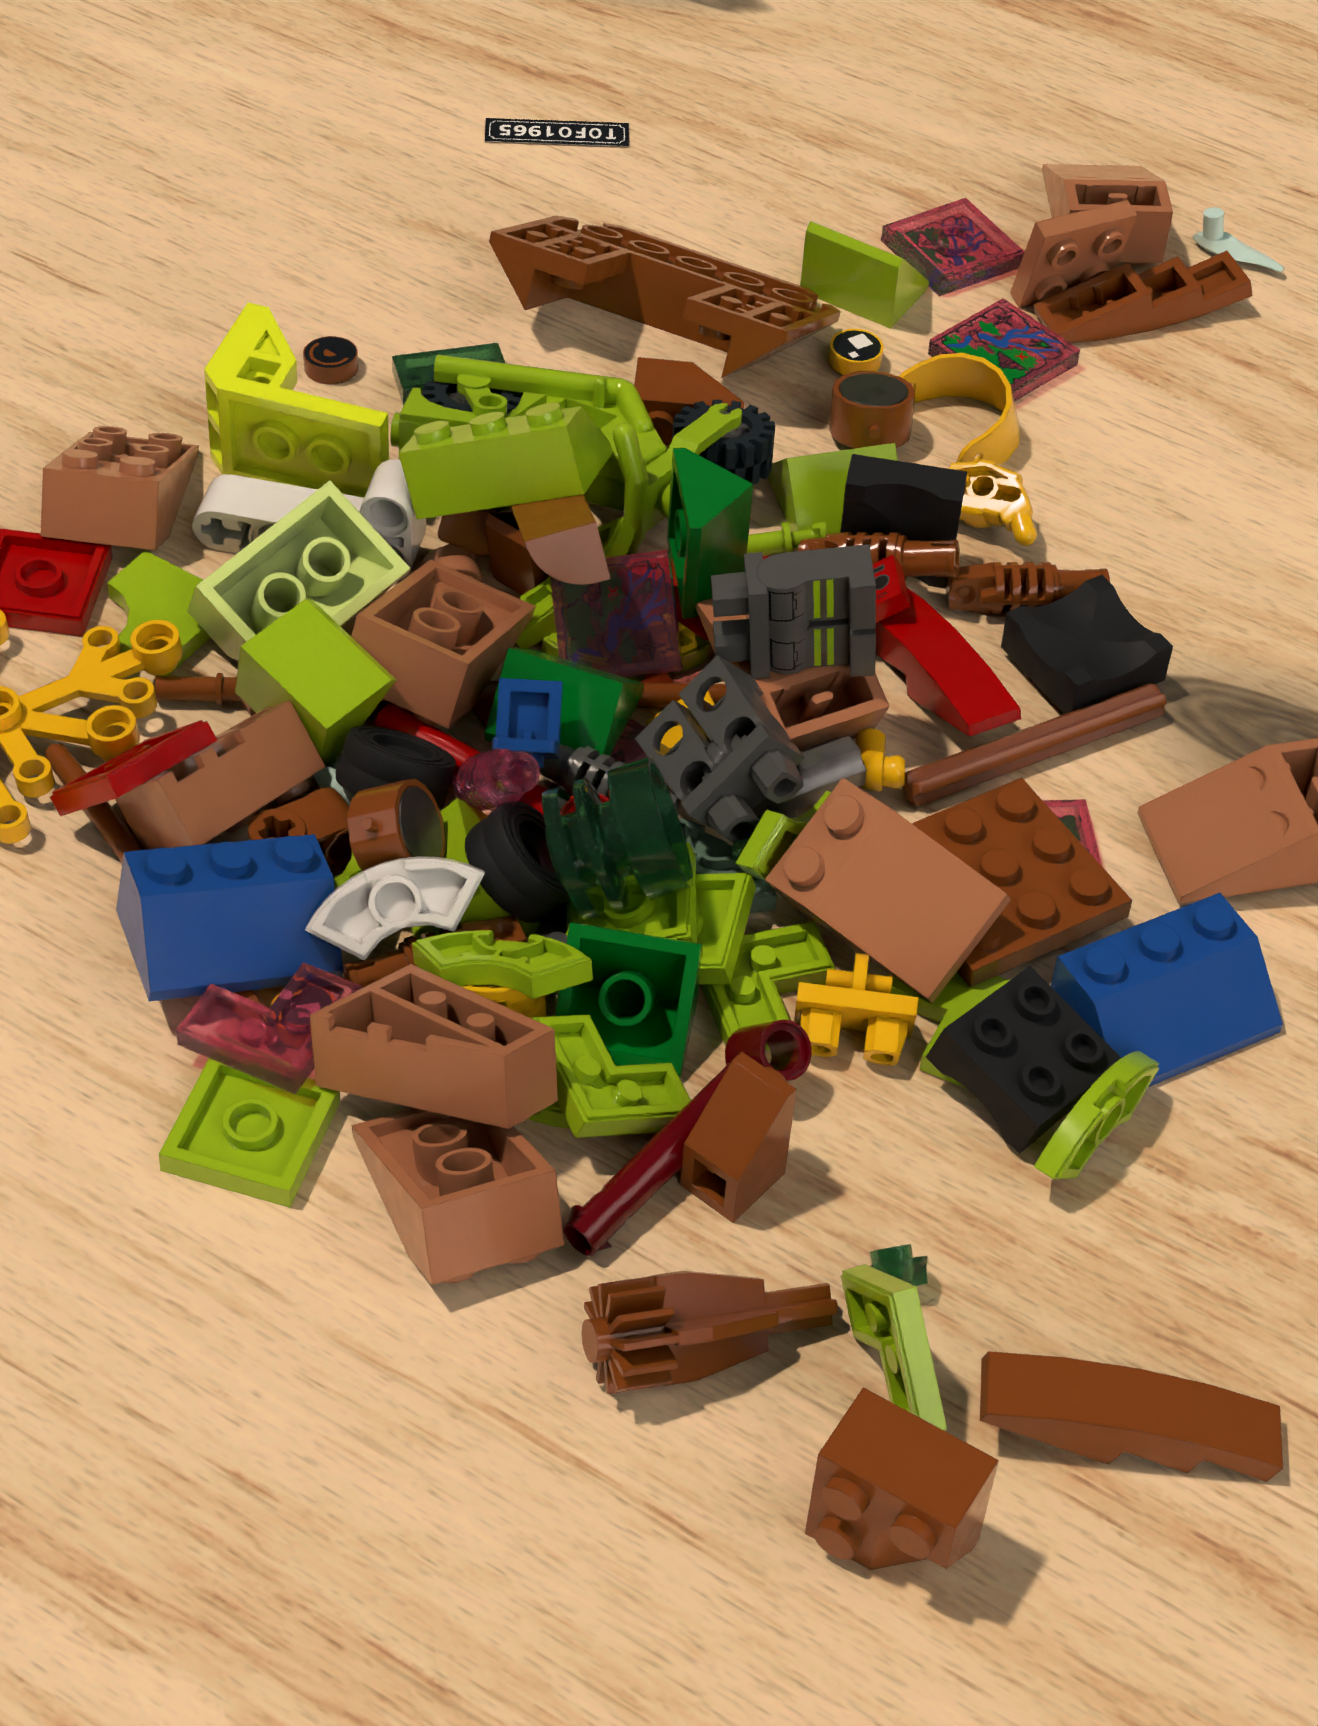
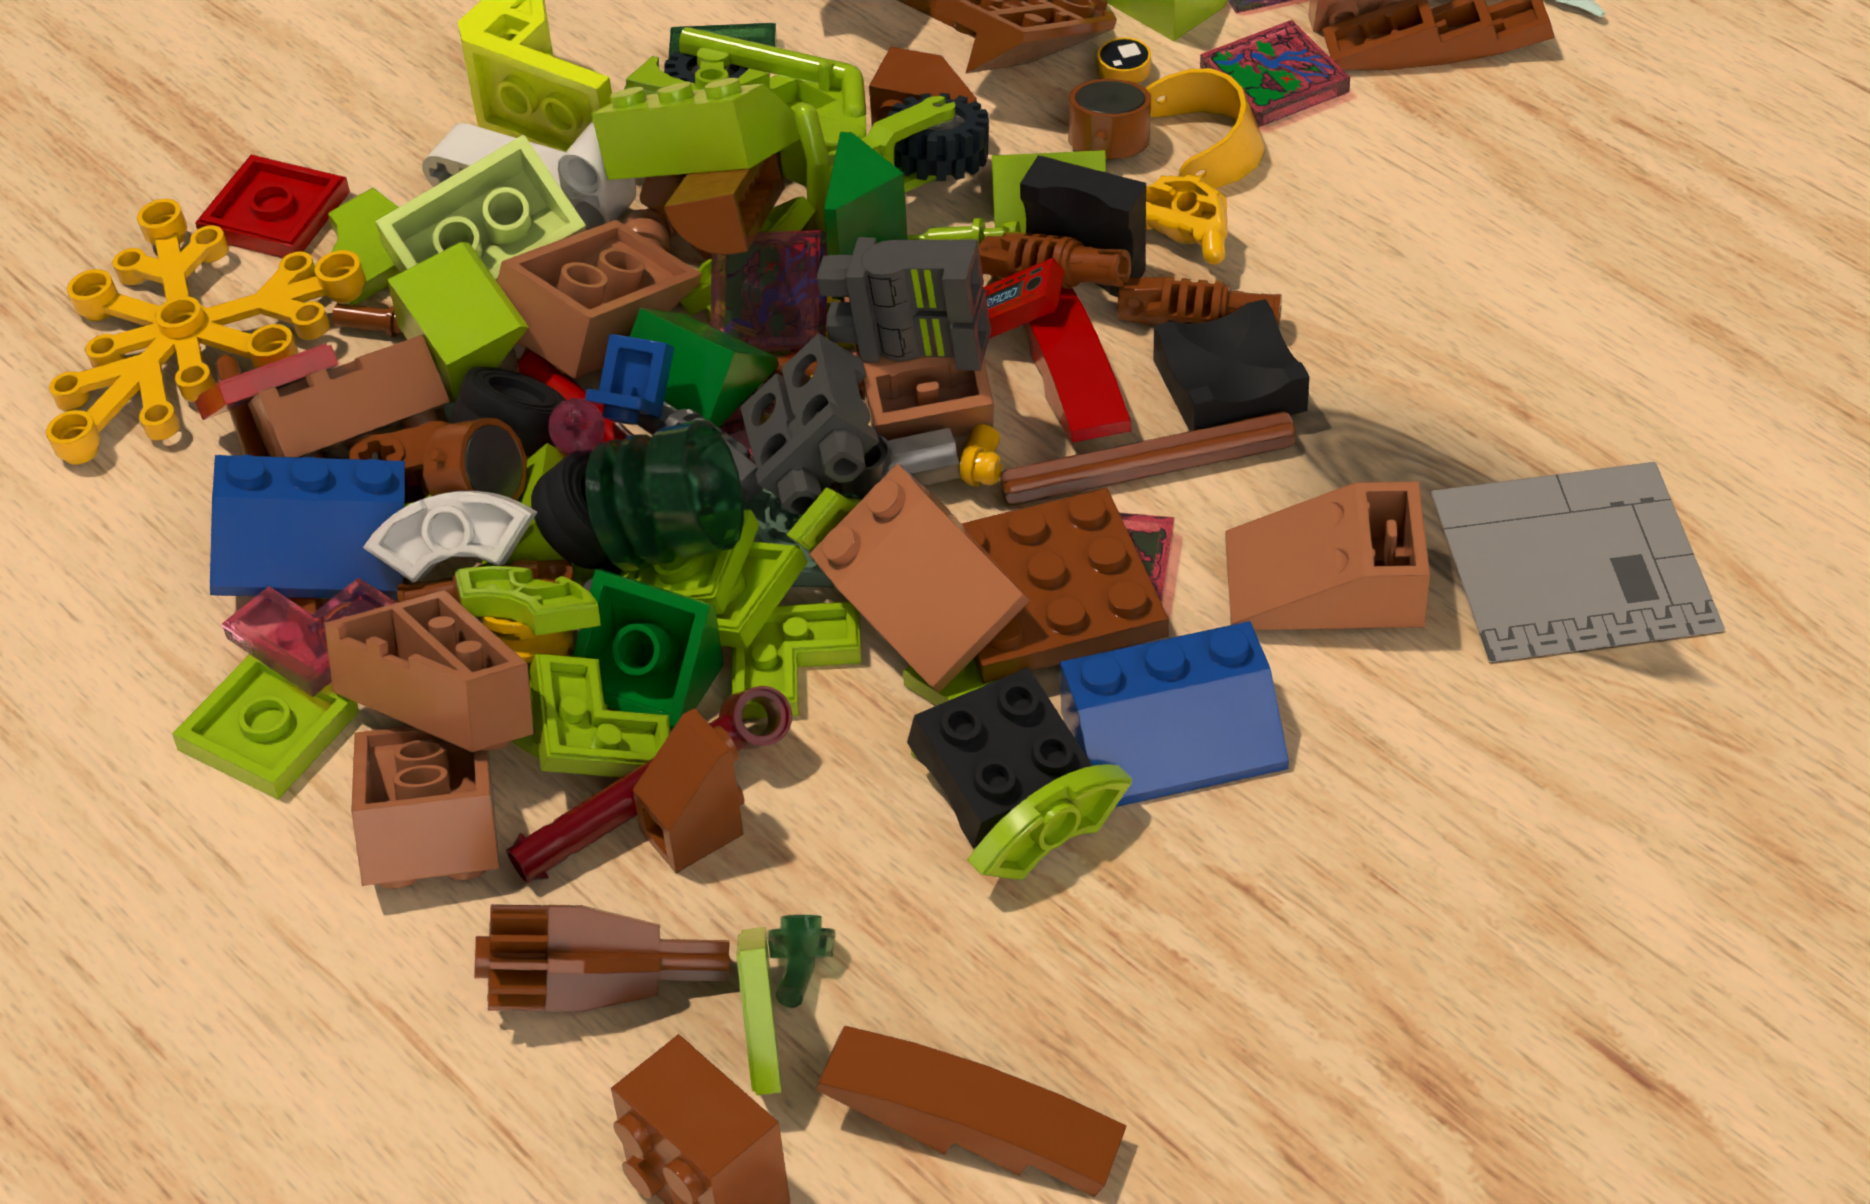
camera: 20 degrees right, 0 degrees up
(117, 488) = (367, 127): nougat slope -> none
(332, 360) = (618, 26): tile -> none
(857, 1004) = (860, 681): yellow hips -> none

